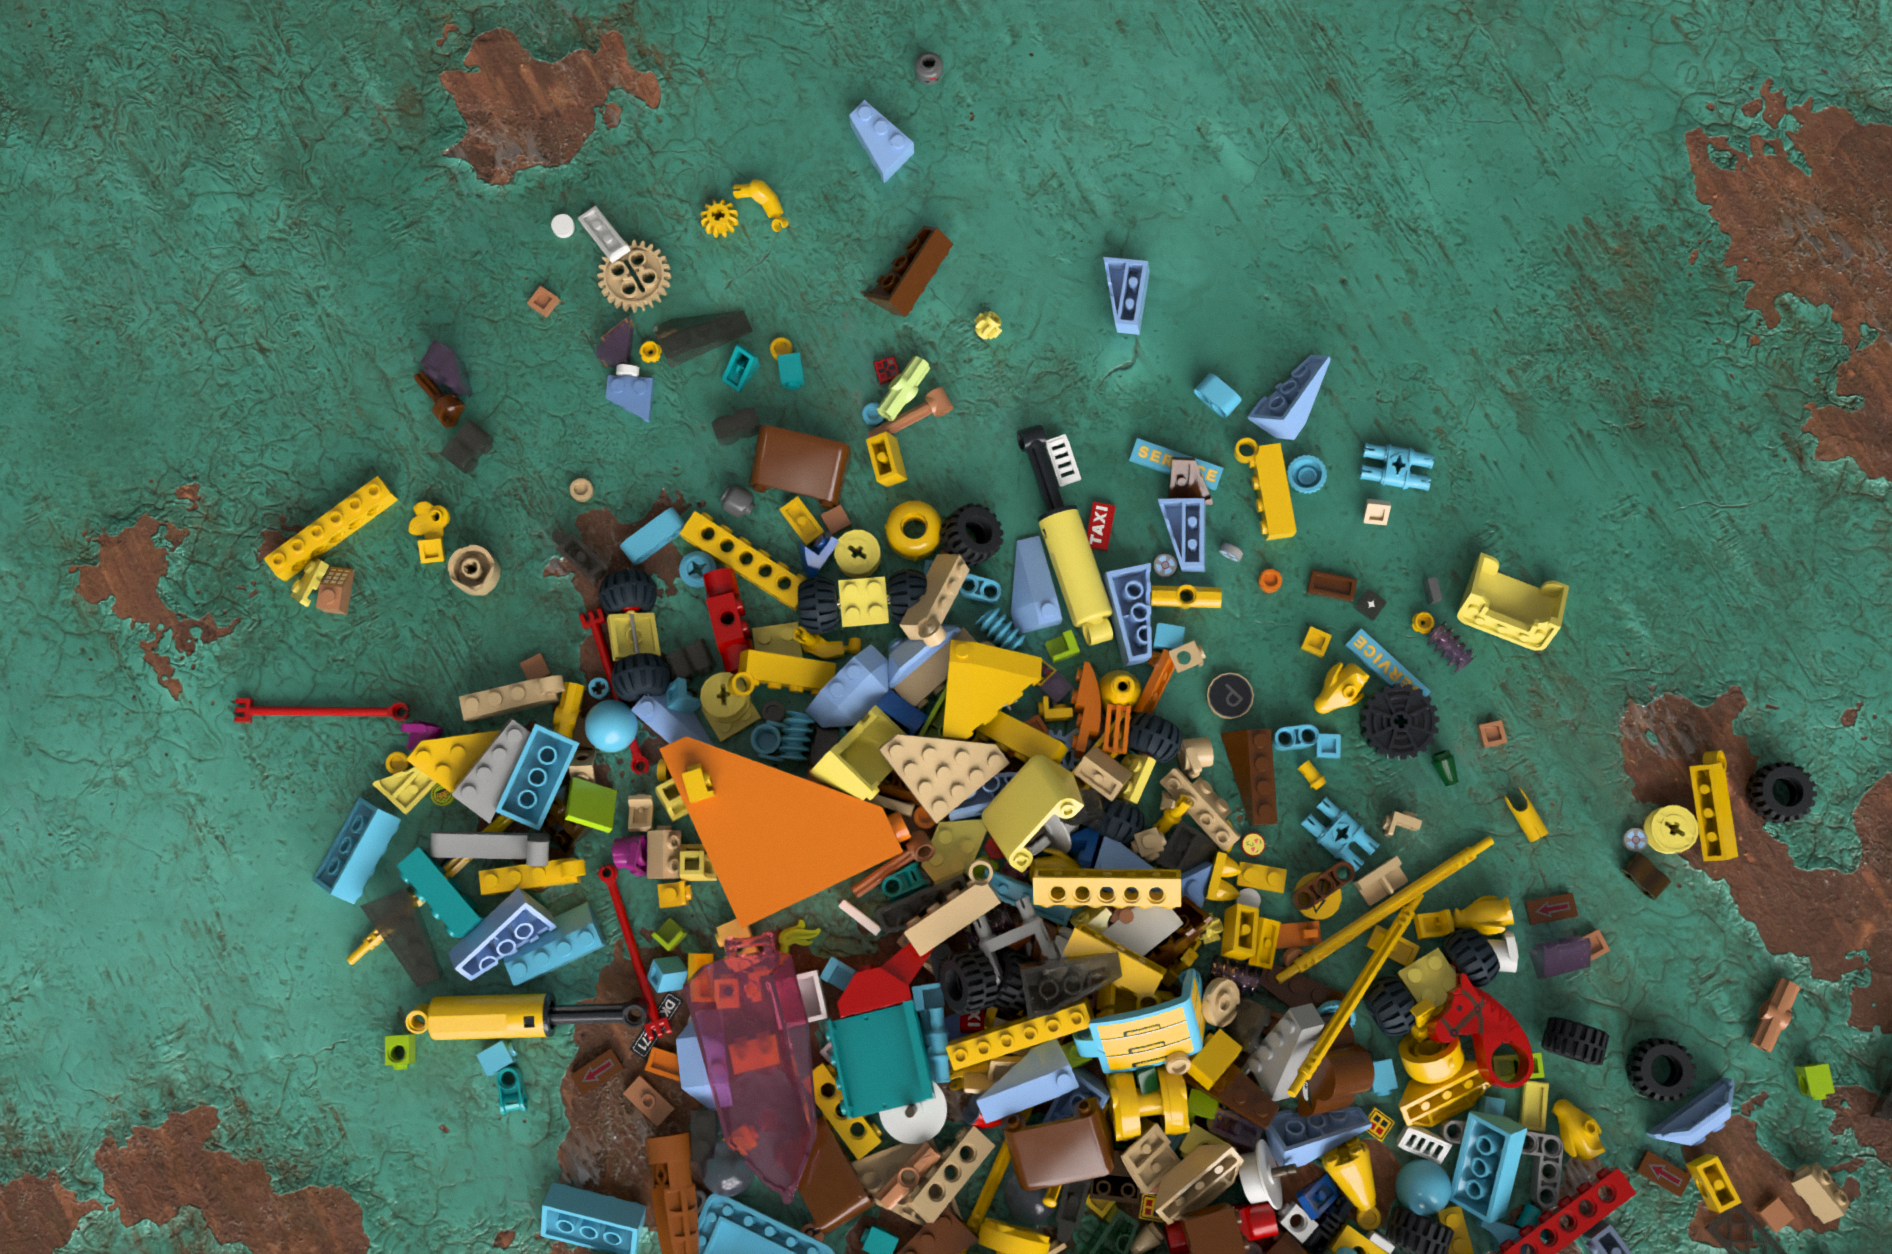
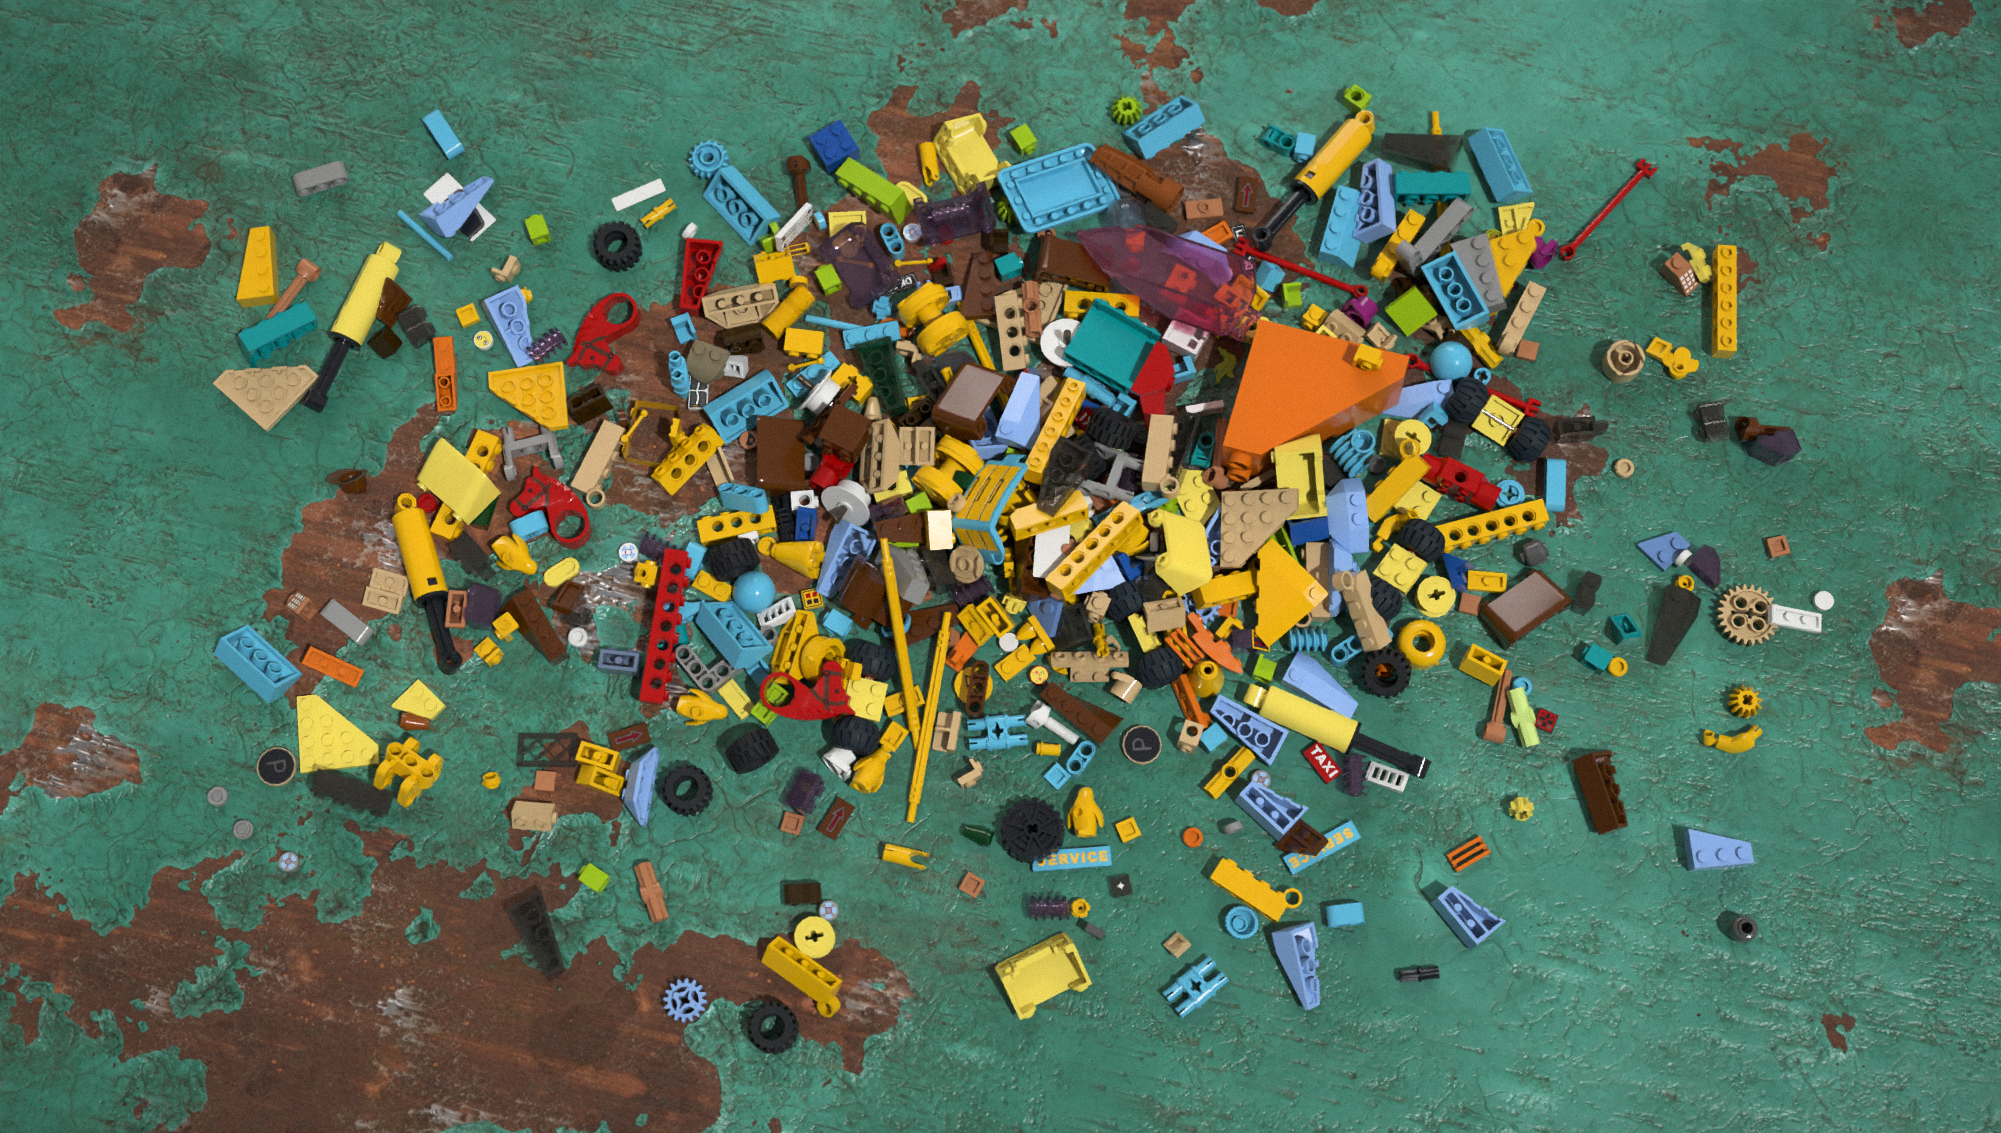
camera: 130 degrees right, 5 degrees down
(1068, 330) = (1482, 845): none -> orange tile
(1087, 485) = (1354, 775): none -> clear purple piece
(1209, 295) = (1419, 974): none -> black axle
(1291, 806) = (1041, 717): none -> white piece
(1331, 586) = (1154, 873): reddish brown tile -> none
(1734, 1162) = (600, 780): none -> yellow slope
(1828, 882) = (680, 1009): none -> light blue gear

